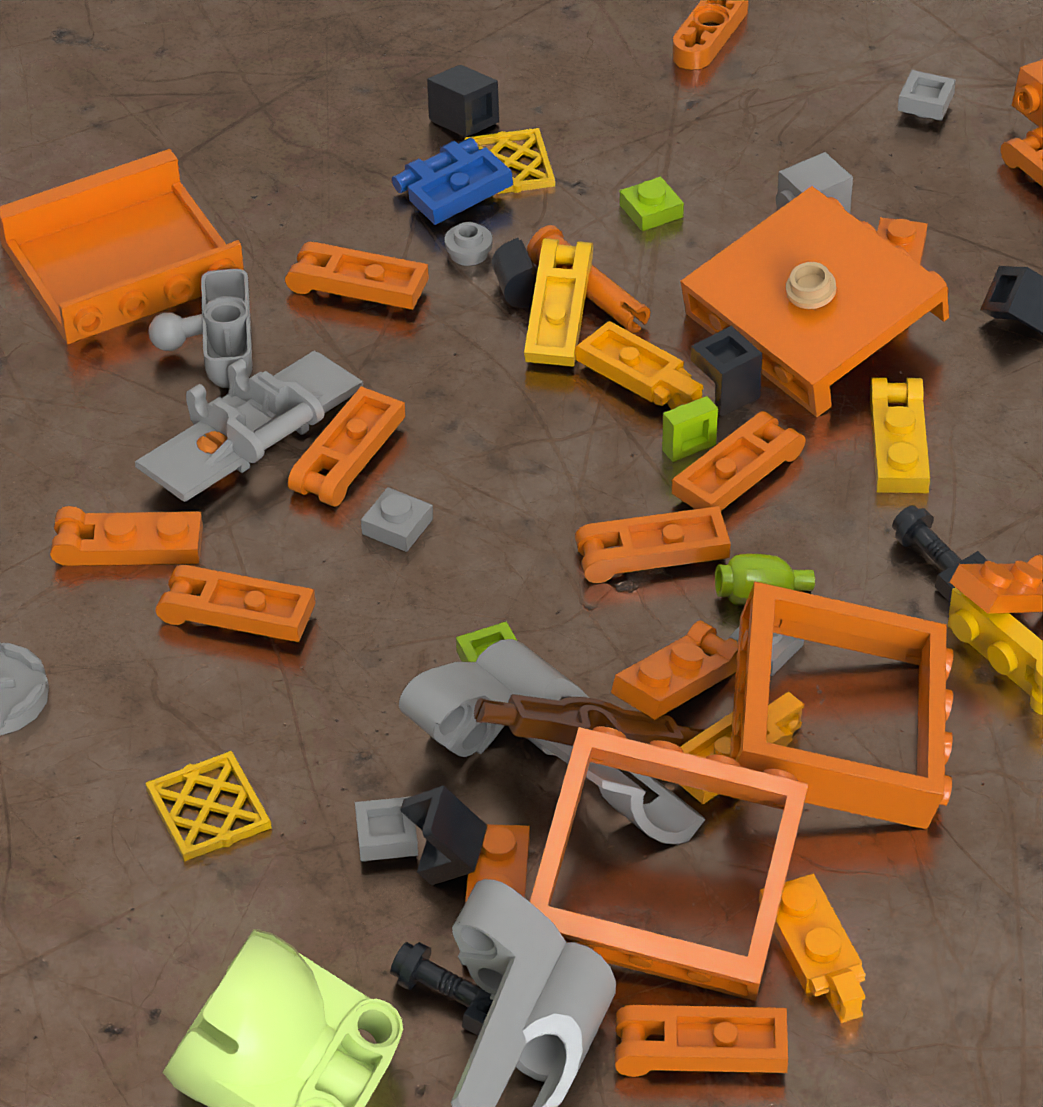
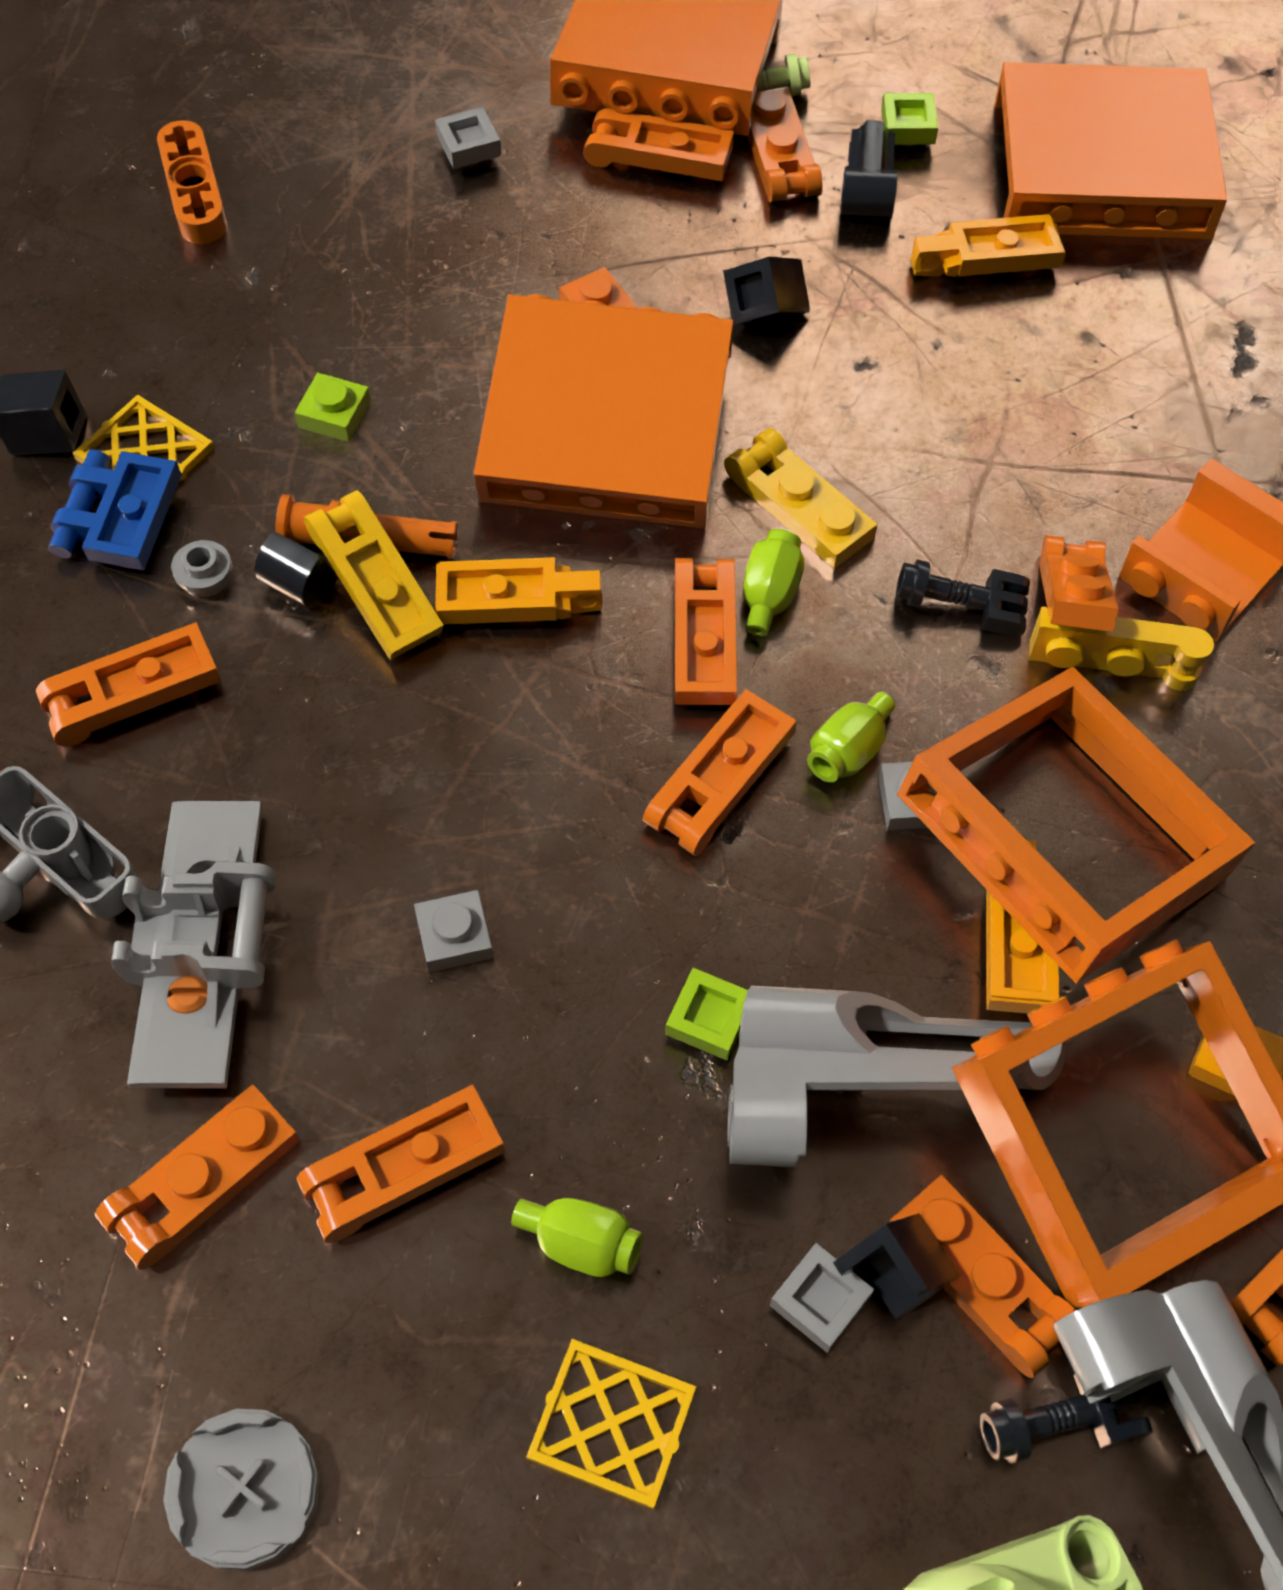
camera: 45 degrees left, 15 degrees up
(291, 703) = (582, 1235): none -> lime plant
(346, 445) = (322, 886): orange plate -> none
(560, 719) = (903, 1034): reddish brown piece -> none
(677, 671) = (898, 896): orange plate -> none
(689, 428) = (627, 624): lime plate -> none
(732, 365) = (604, 530): black panel -> none
(810, 285) = (618, 401): tan plate -> none
(818, 464) = (772, 578): none -> lime plant
(821, 173) = (477, 298): light grey brick -> none

